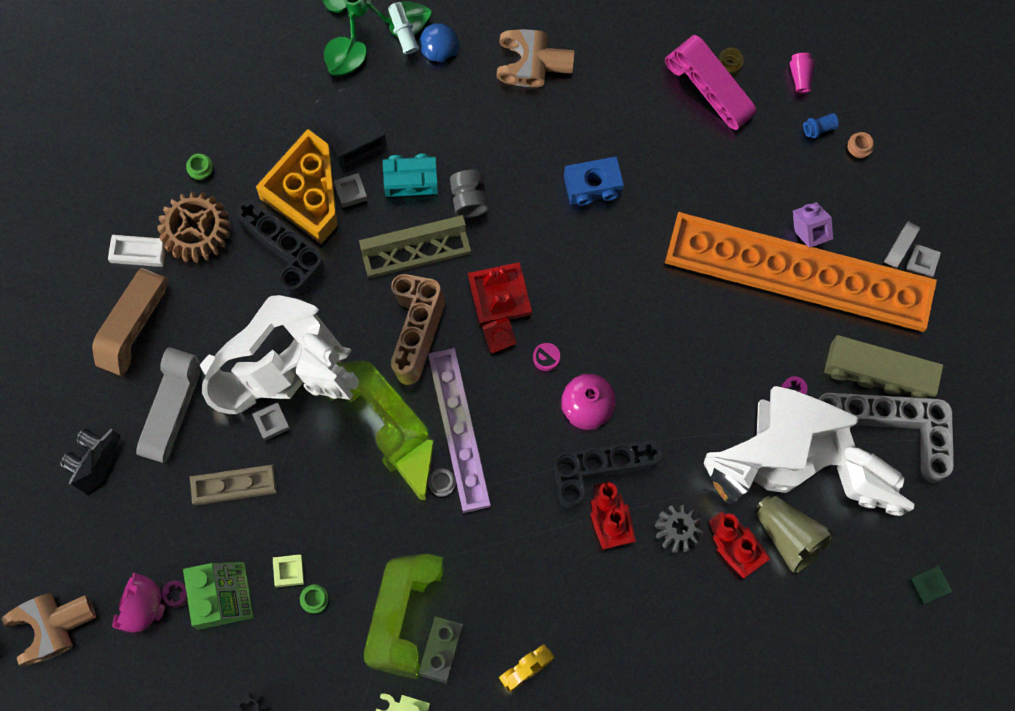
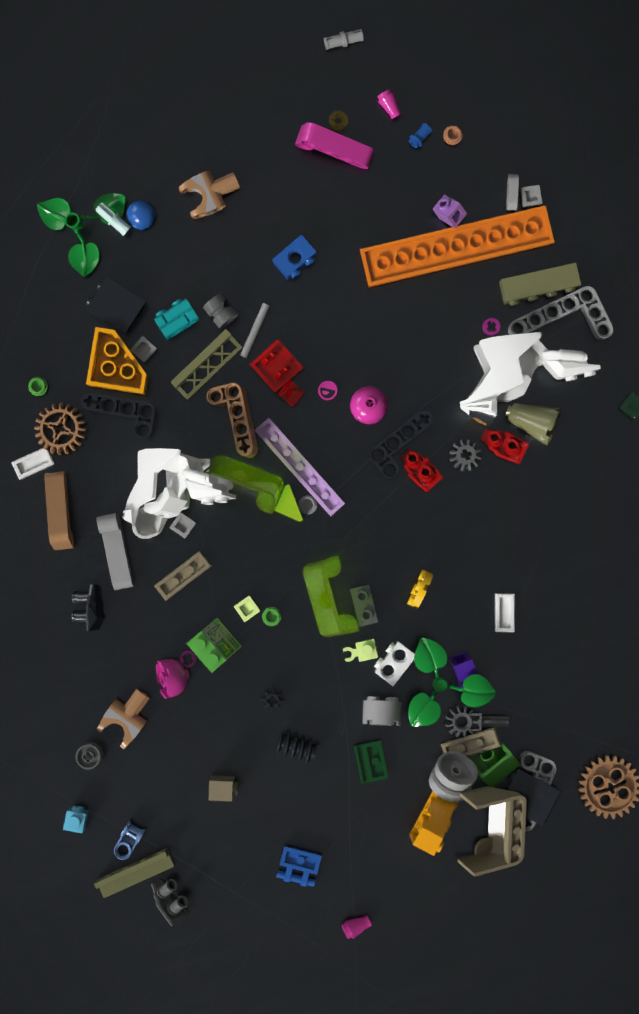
camera: 25 degrees left, 15 degrees up
(497, 240) = (254, 331): none -> light grey bar

